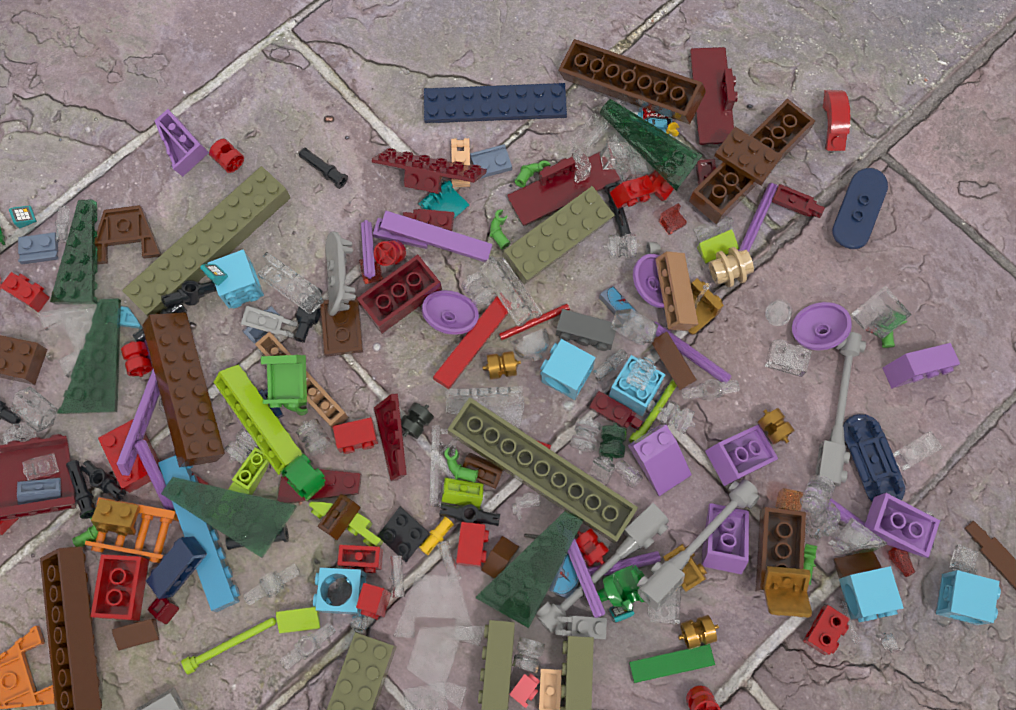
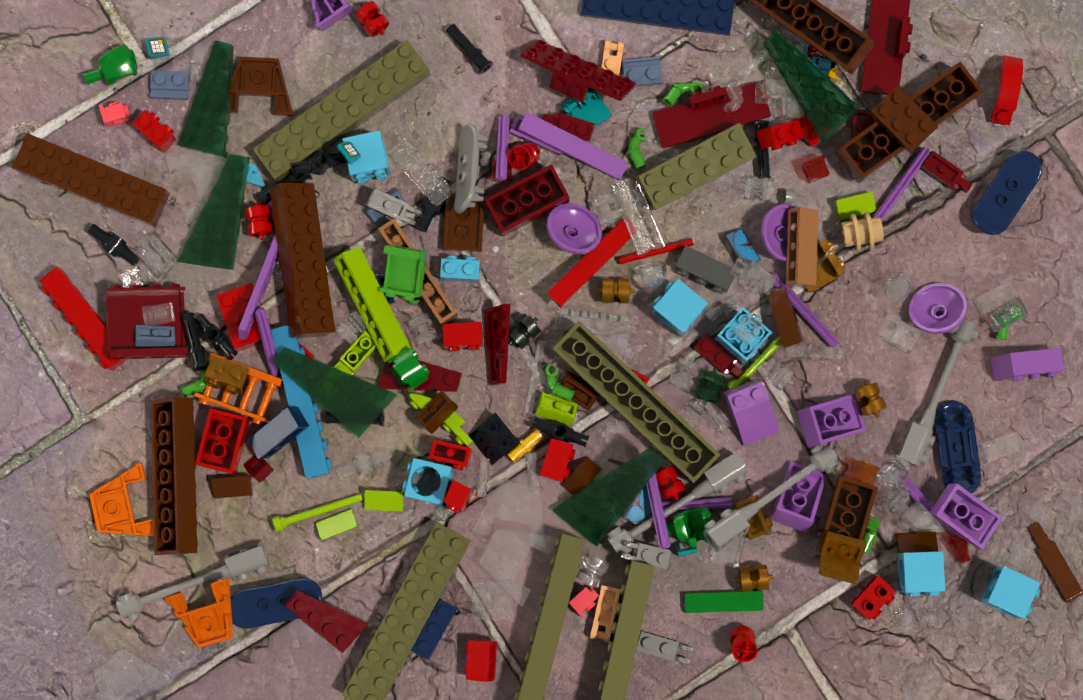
camera: 15 degrees right, 10 degrees up
(251, 655) = (336, 524): none -> lime slope
(343, 372) = (460, 270): none -> medium azure brick
(354, 264) = (486, 160): none -> light grey hinge

